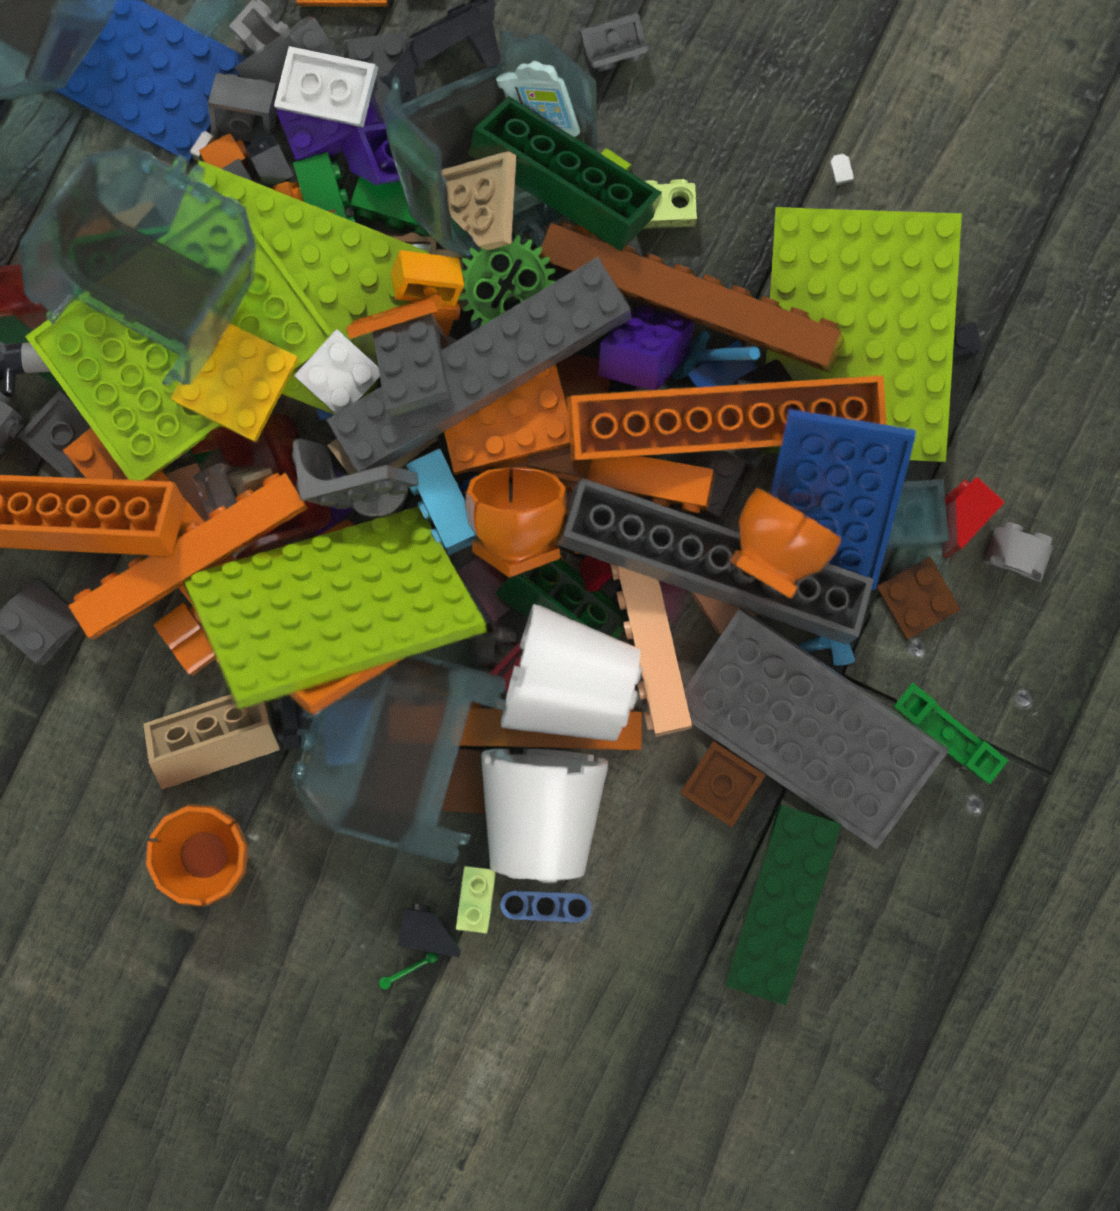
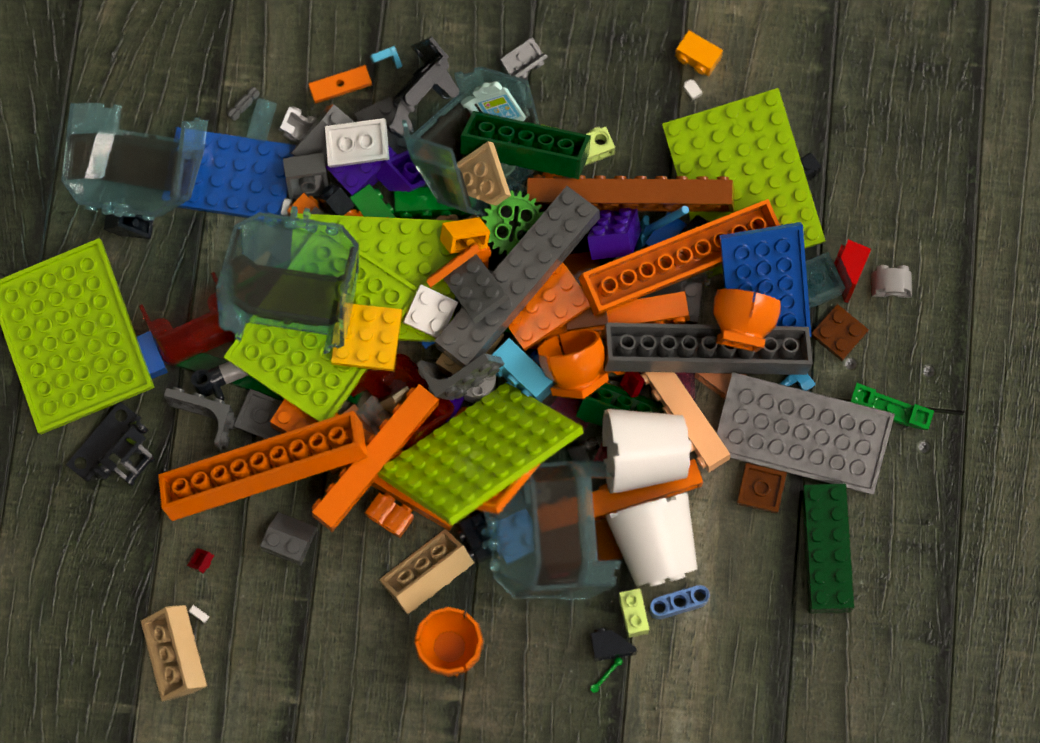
camera: 20 degrees left, 10 degrees down
(869, 119) = (698, 53): none -> light orange brick

